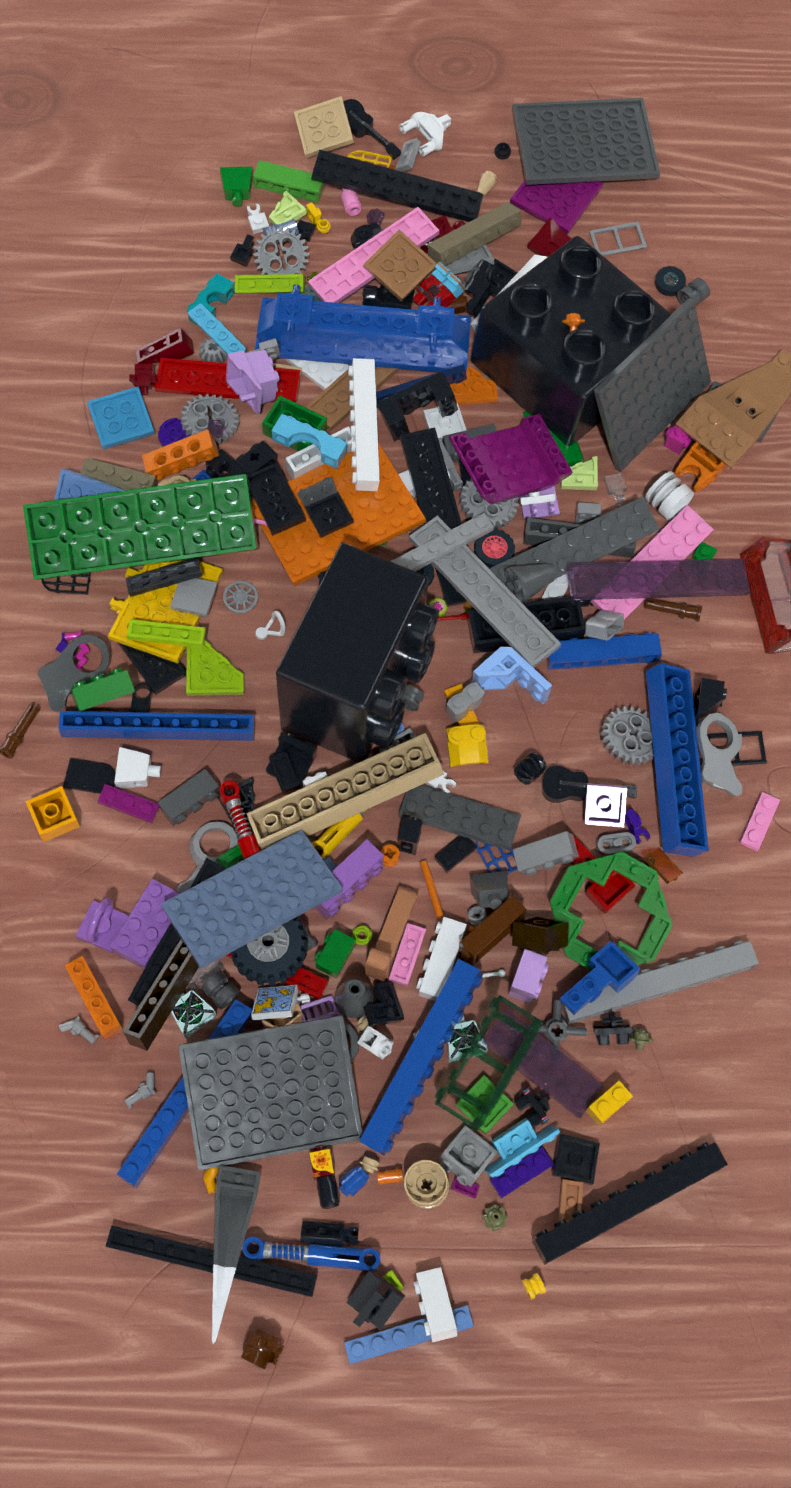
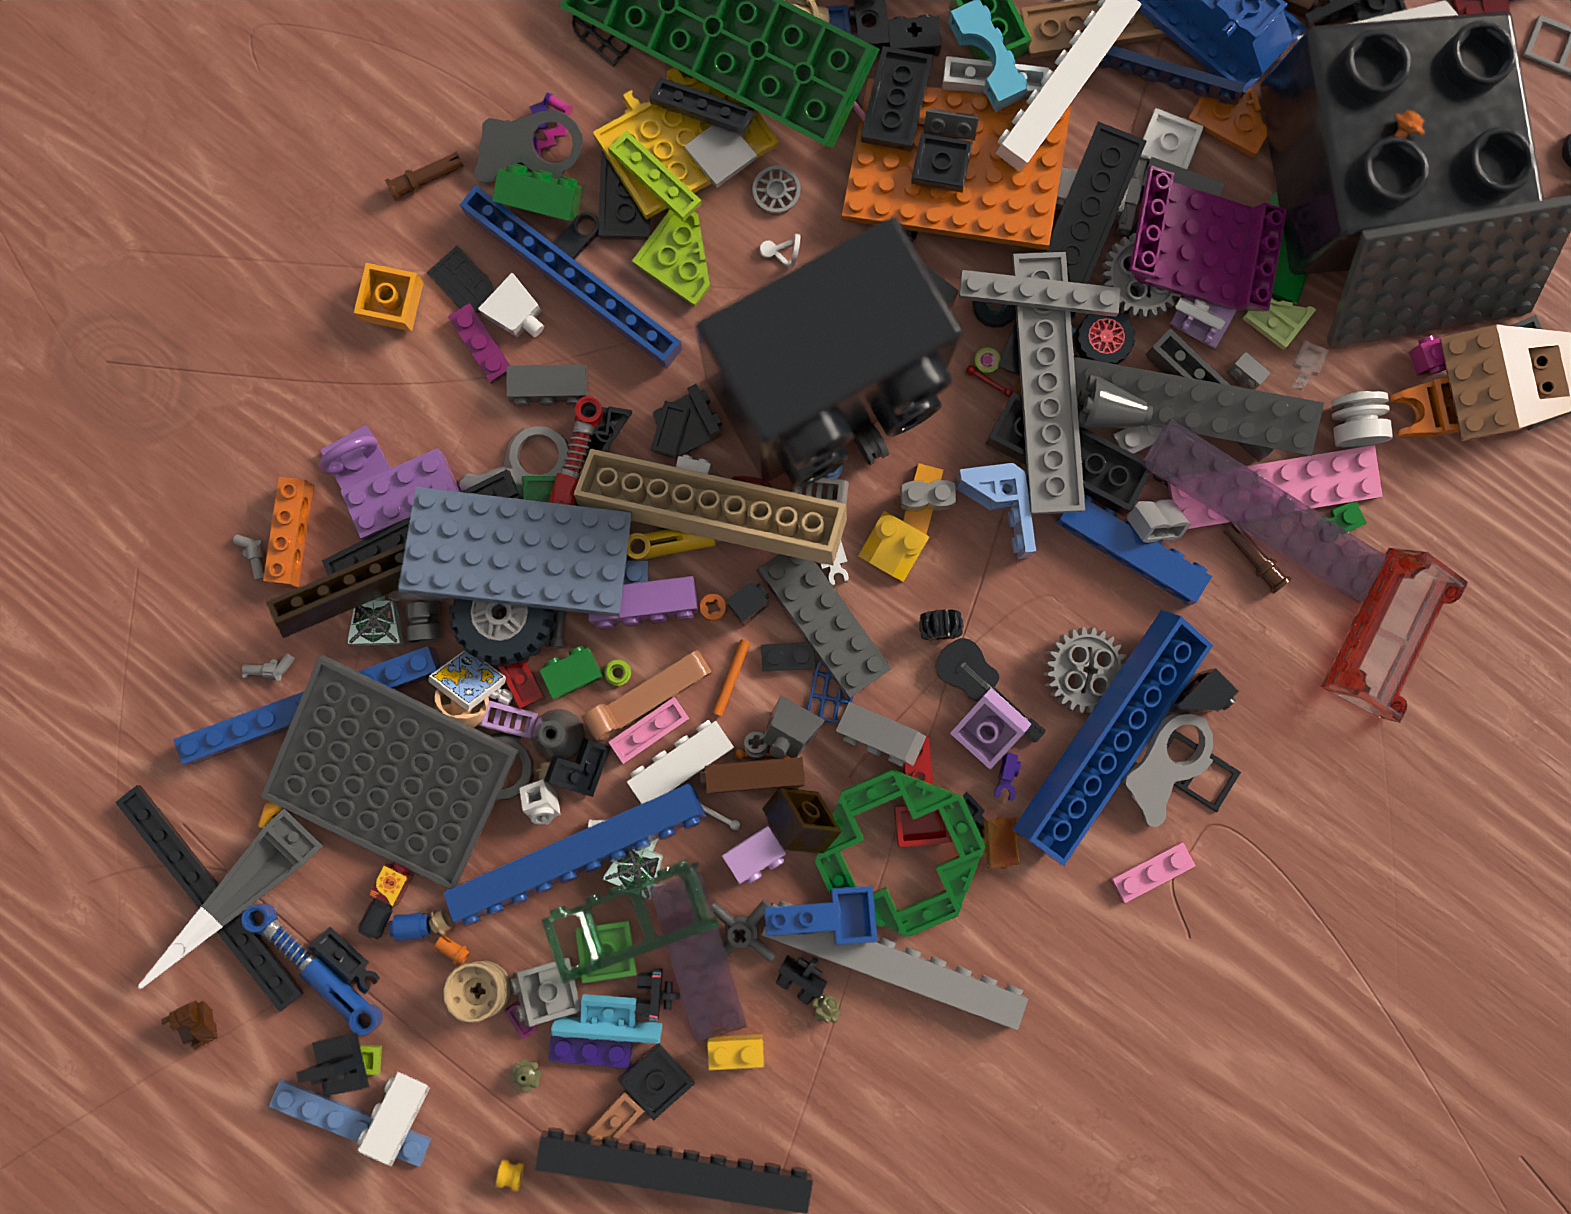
camera: 40 degrees right, 15 degrees up
(418, 395) = (1144, 83): black plate -> none
(615, 843) = (970, 778): light grey plate -> none

